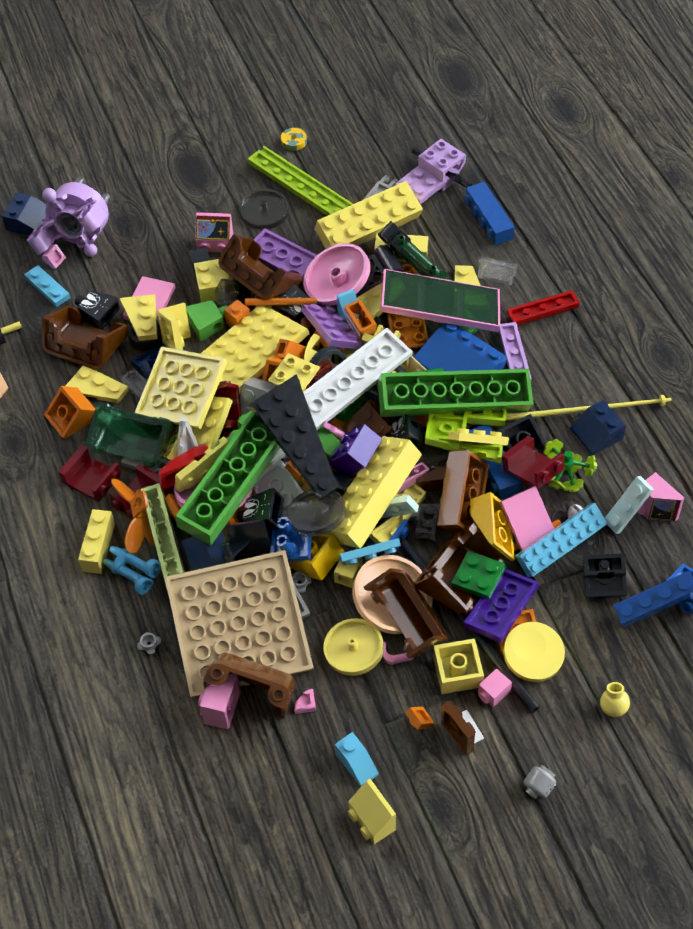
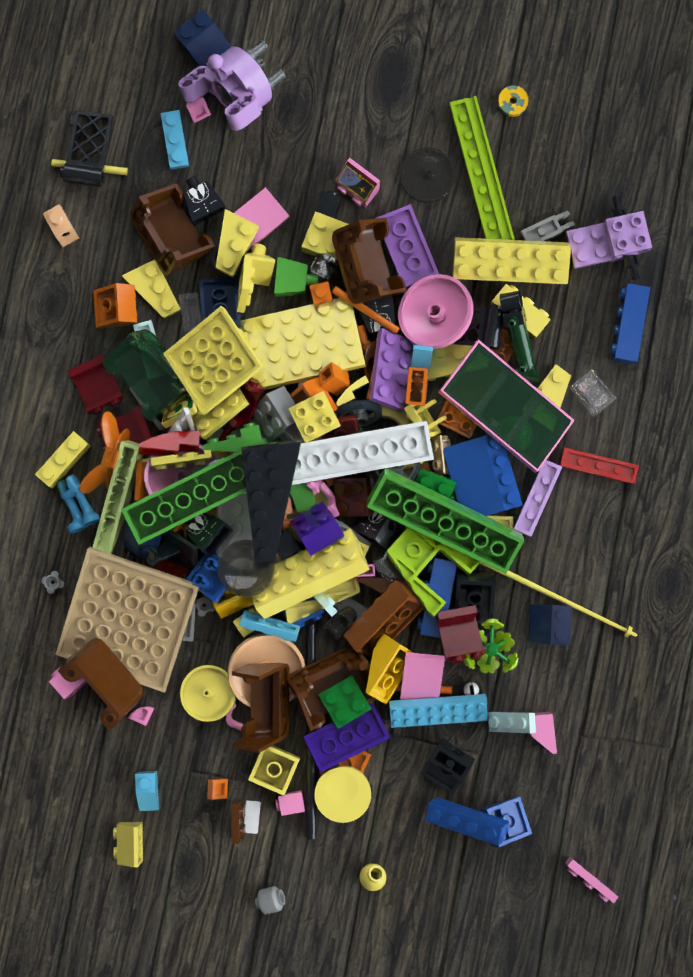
camera: 30 degrees right, 30 degrees up
(478, 436) = (429, 583): light yellow plate -> none

